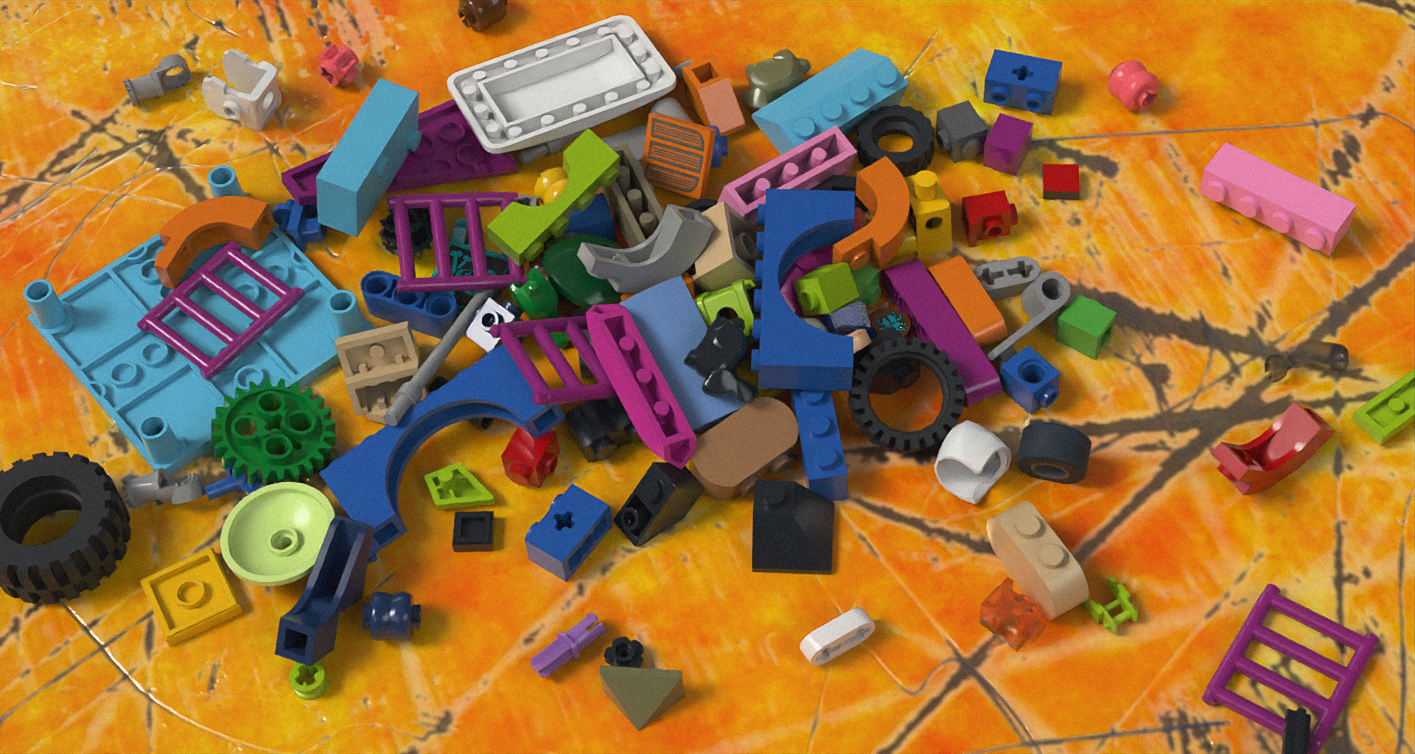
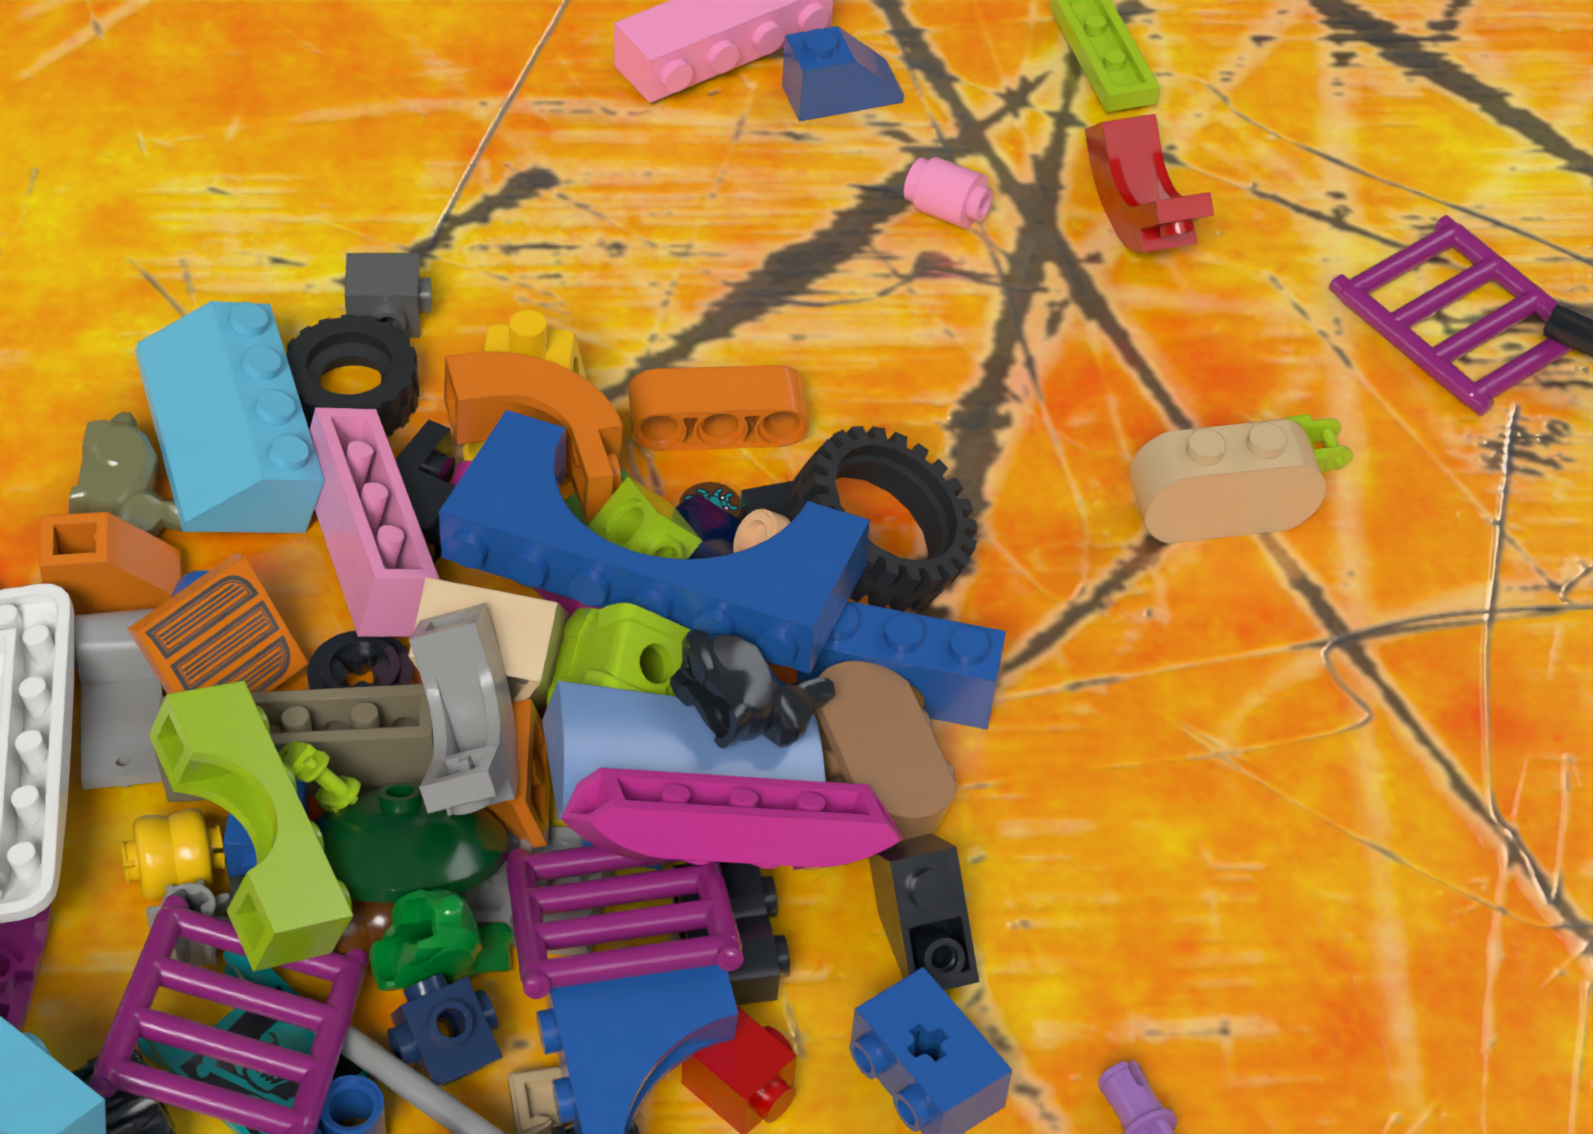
camera: 80 degrees left, 5 degrees down
(596, 217) = (311, 765): none -> lime piece
(623, 644) = (1189, 1071): black plate -> none
(642, 692) = (1281, 1053): olive slope -> none
(791, 529) = (1041, 765): black slope -> none
(837, 636) = (1261, 761): white beam -> none
(936, 321) = (738, 447): magenta beam -> none
(971, 461) = (1012, 489): white piece -> none
(987, 216) = (575, 307): red brick -> none
(1005, 277) = (679, 351): light grey beam -> none
(1007, 144) = (448, 250): magenta brick -> none
(1011, 616) = (1296, 550): clear orange brick -> none
(1022, 82) = (331, 195): blue brick -> none
(1025, 368) = (901, 385): blue brick -> none
(1039, 302) = (786, 319): light grey door -> none
(1054, 453) = (1052, 399): black wheel -> none
(1060, 181) = (541, 231): red tile -> none
(1085, 325) = (834, 294): bright green brick -> none
(1133, 85) = (423, 83): coral piece -> none
(1212, 355) = (948, 191): none -> bright pink brick
(1279, 269) = (835, 74): none -> blue slope
(1311, 351) = (989, 98): clear smoke arm -> none

